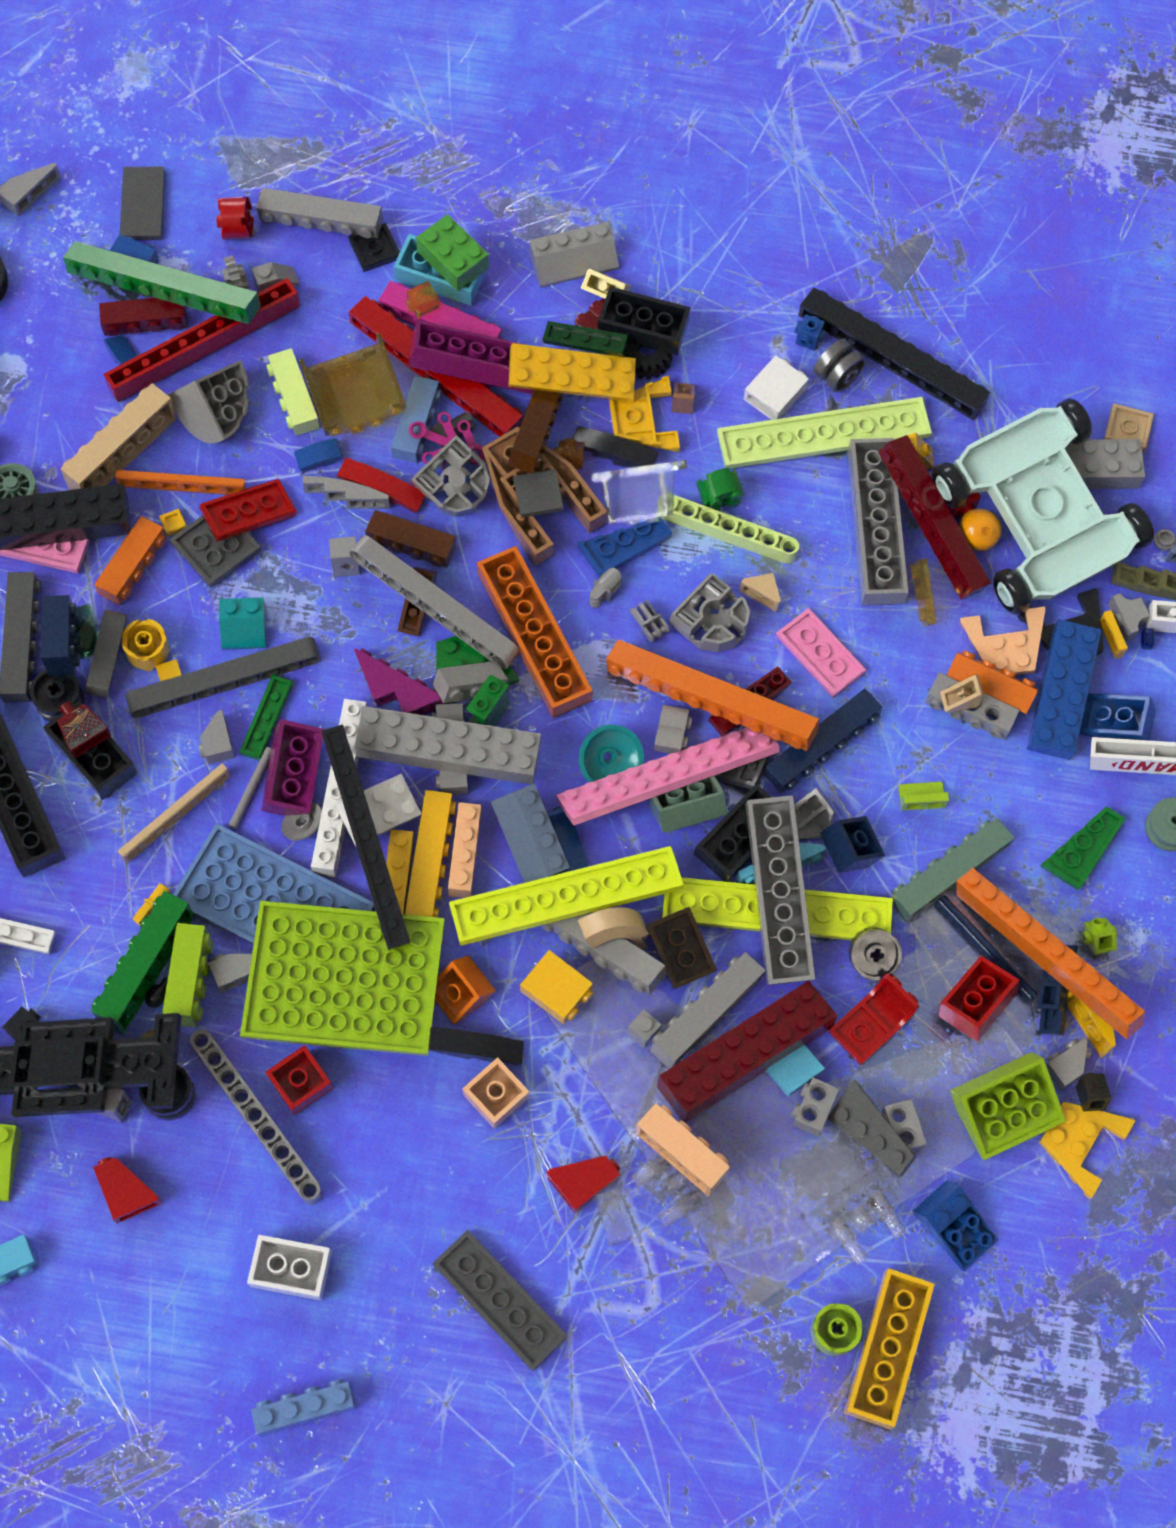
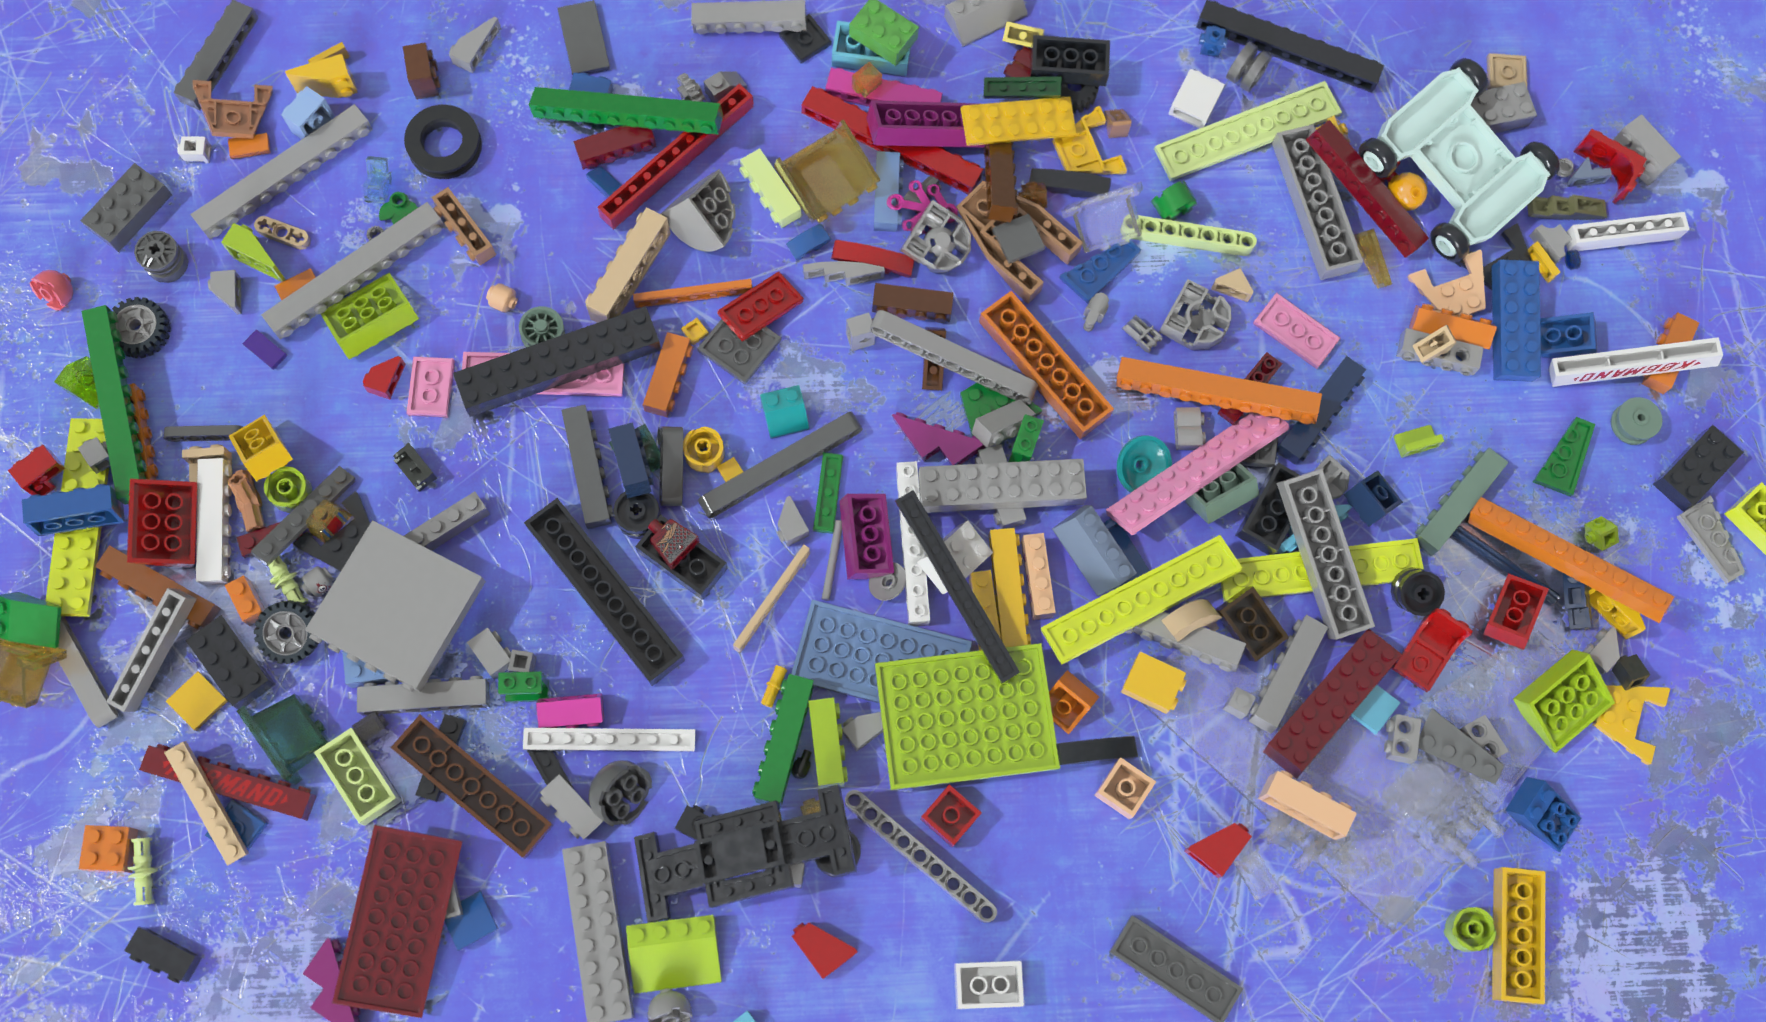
camera: 15 degrees left, 5 degrees up
(235, 217) = (674, 36): red brick -> none

